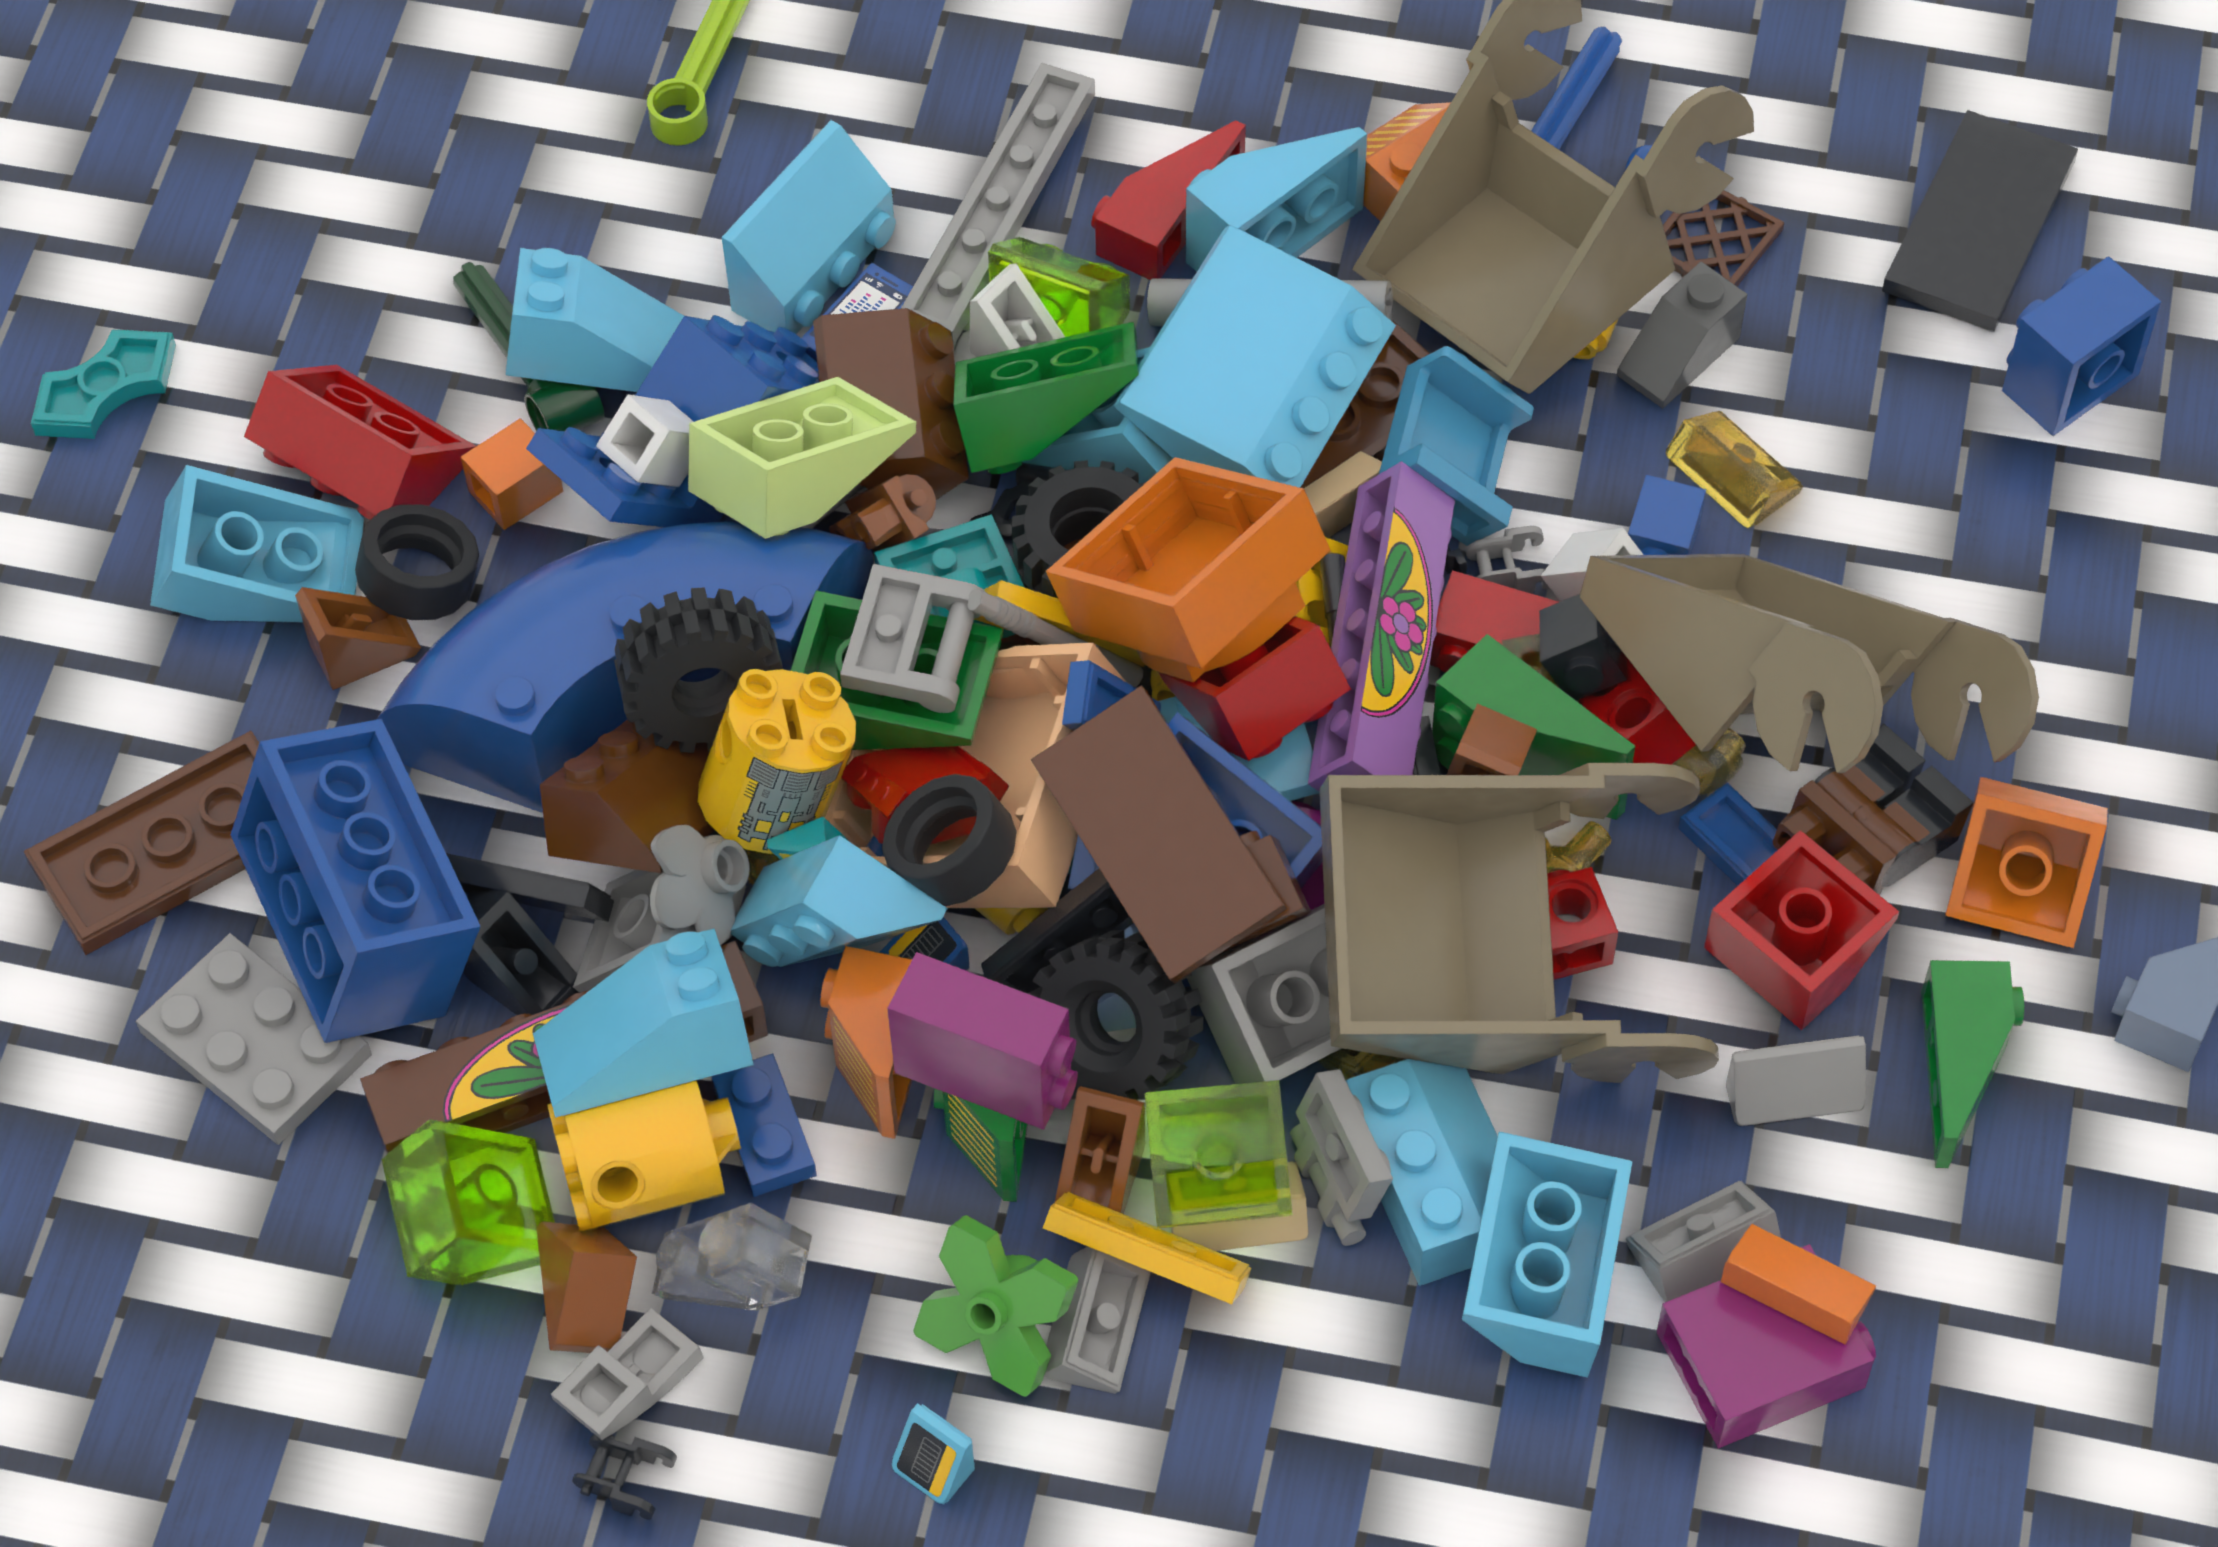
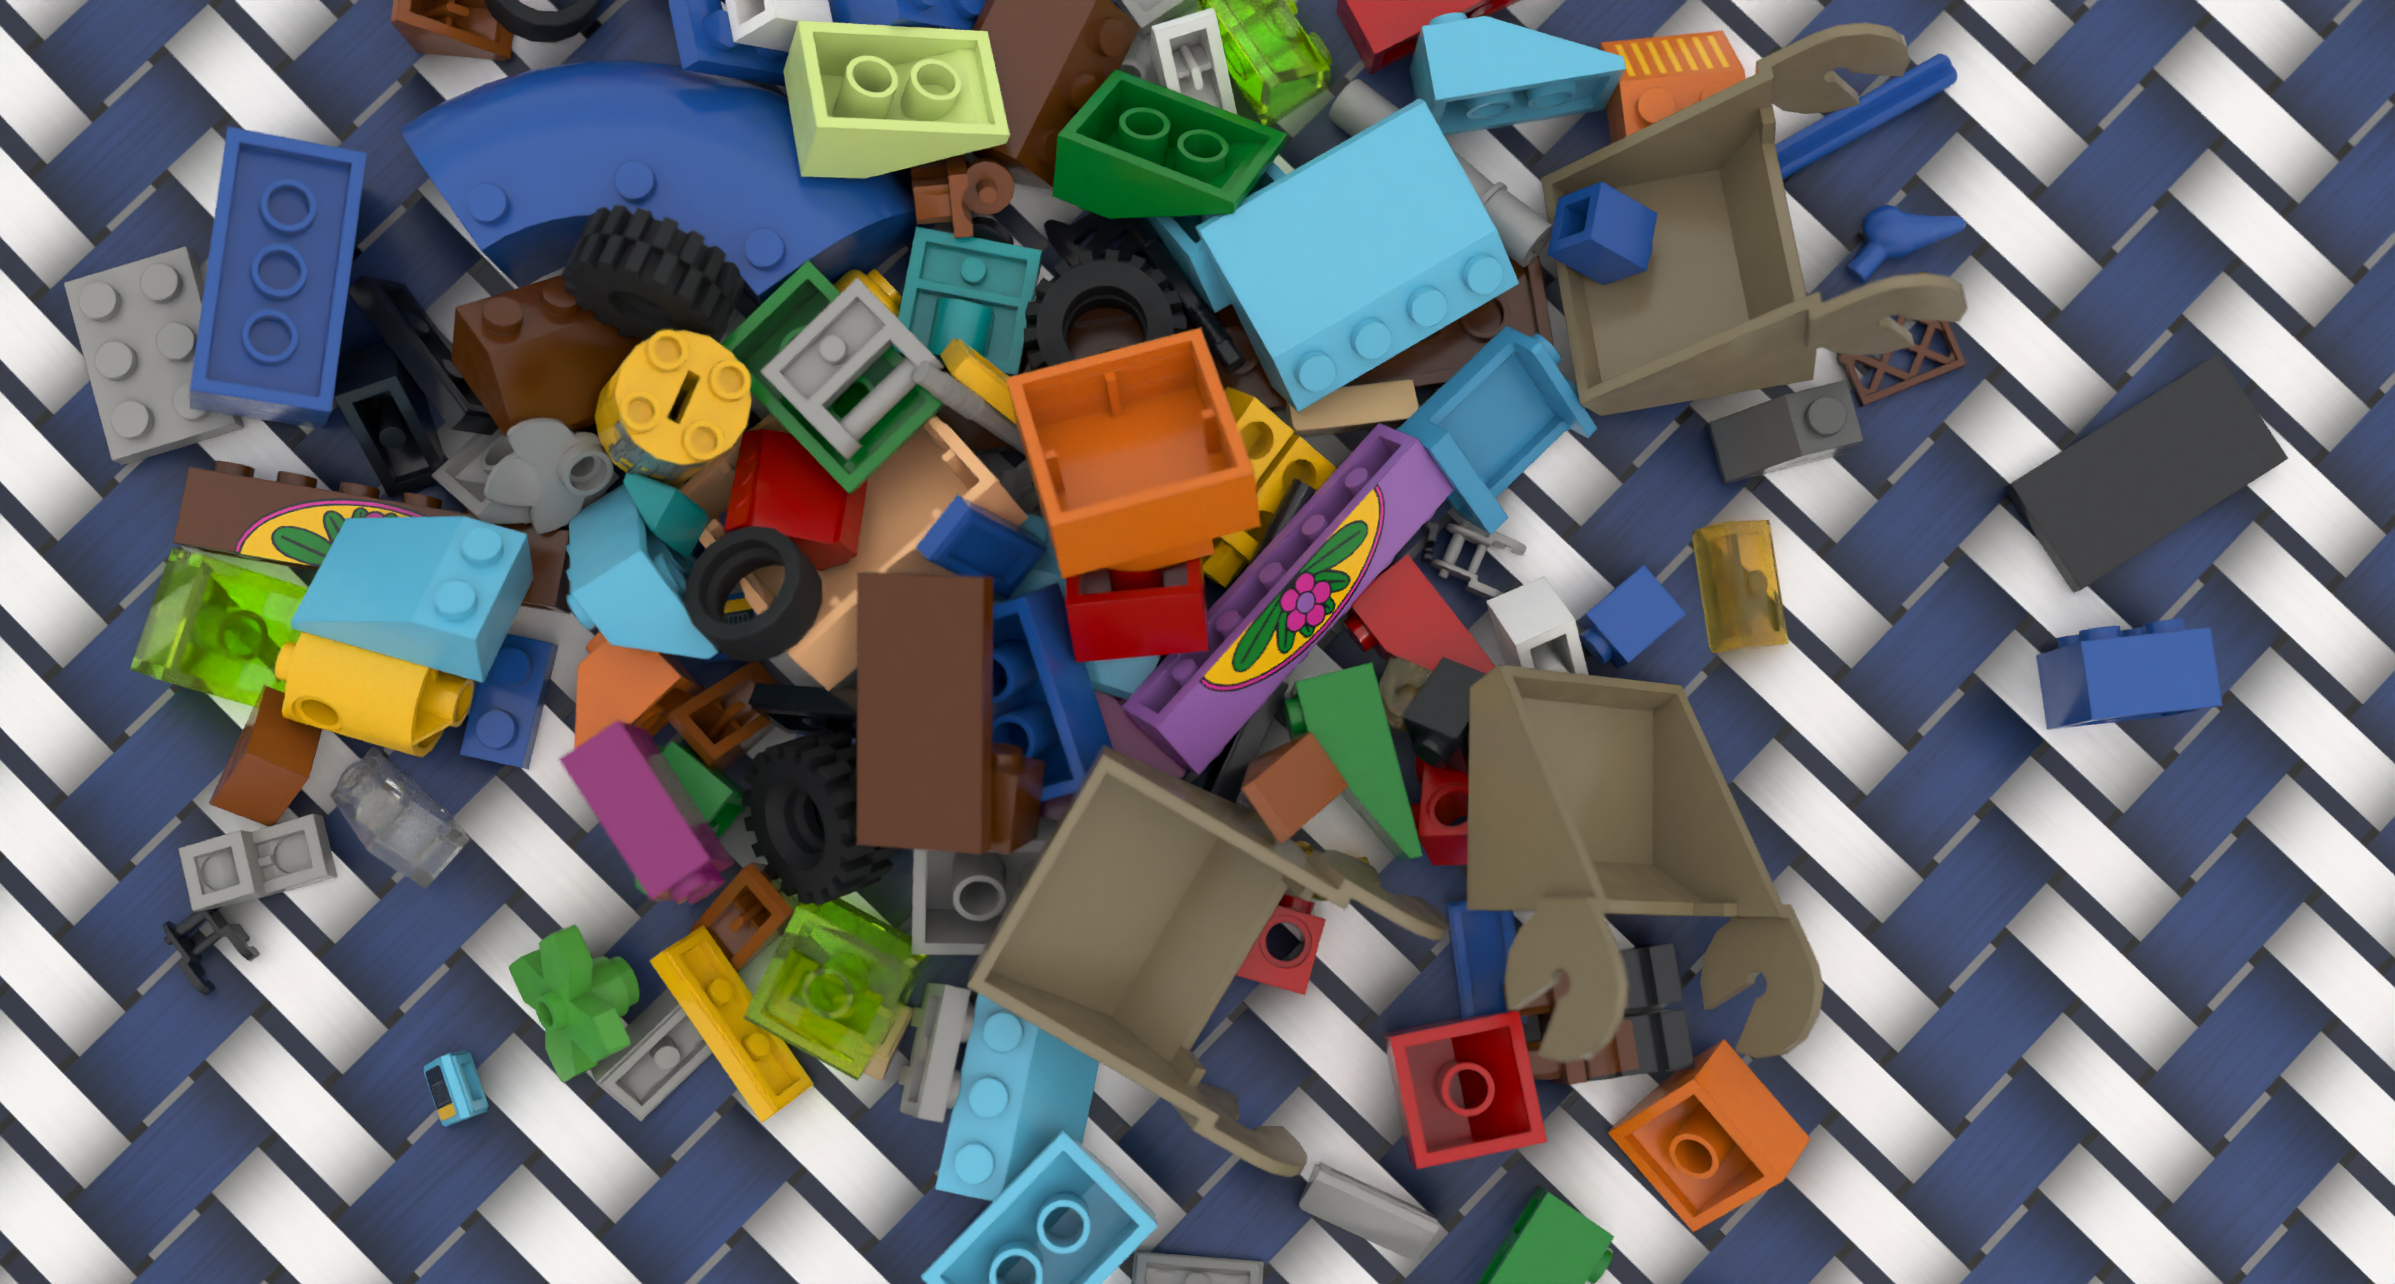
camera: 25 degrees right, 25 degrees up
(148, 848) = (171, 115): reddish brown tile -> none
(1433, 263) = (1602, 233): none -> blue brick

